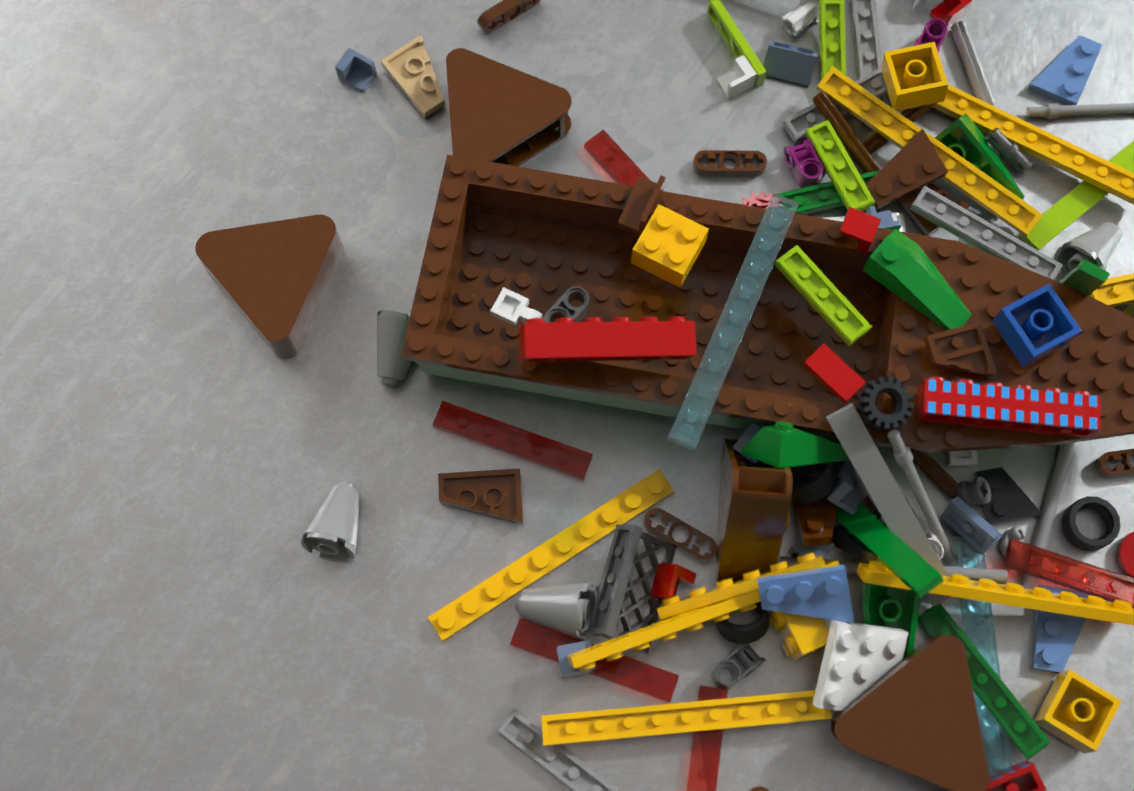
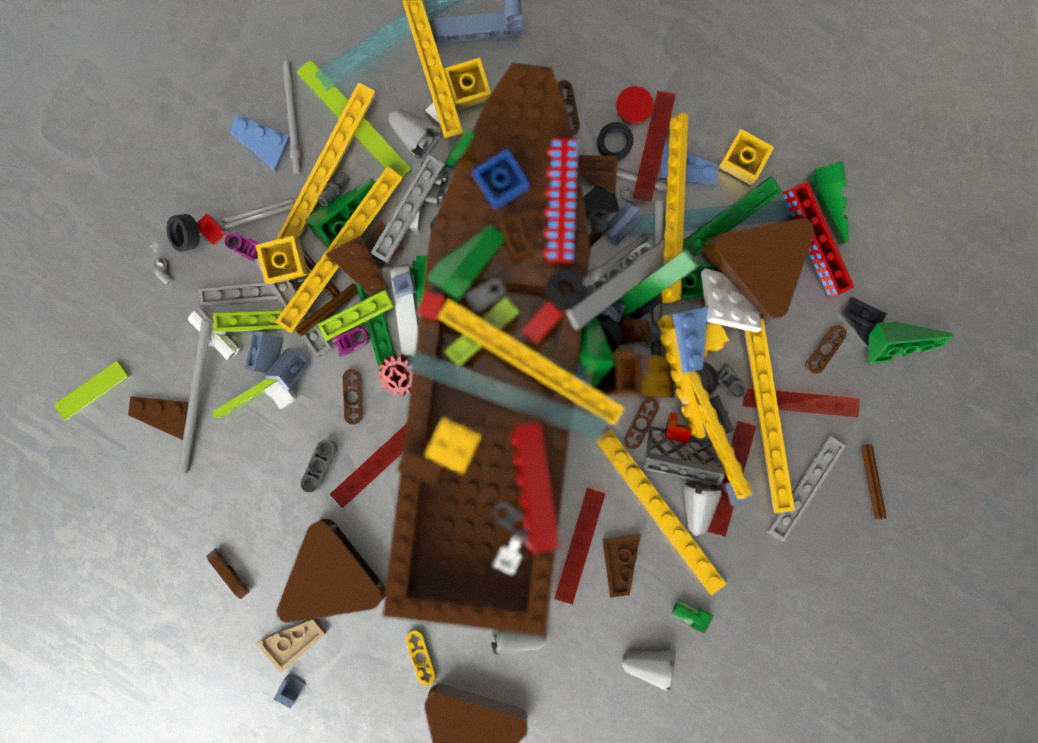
camera: 90 degrees left, 15 degrees up
(375, 237) = (420, 672): none -> yellow beam
(397, 593) = (694, 617): none -> green piece
(636, 107) = (311, 472): none -> dark grey beam
(688, 650) = (722, 414): none -> dark grey pin
(770, 86) = (288, 367): none -> sand blue panel
(778, 354) = (531, 362): none -> yellow plate
(873, 300) = (481, 298): none -> dark grey piece
(1047, 495) = (599, 170): none -> reddish brown wing

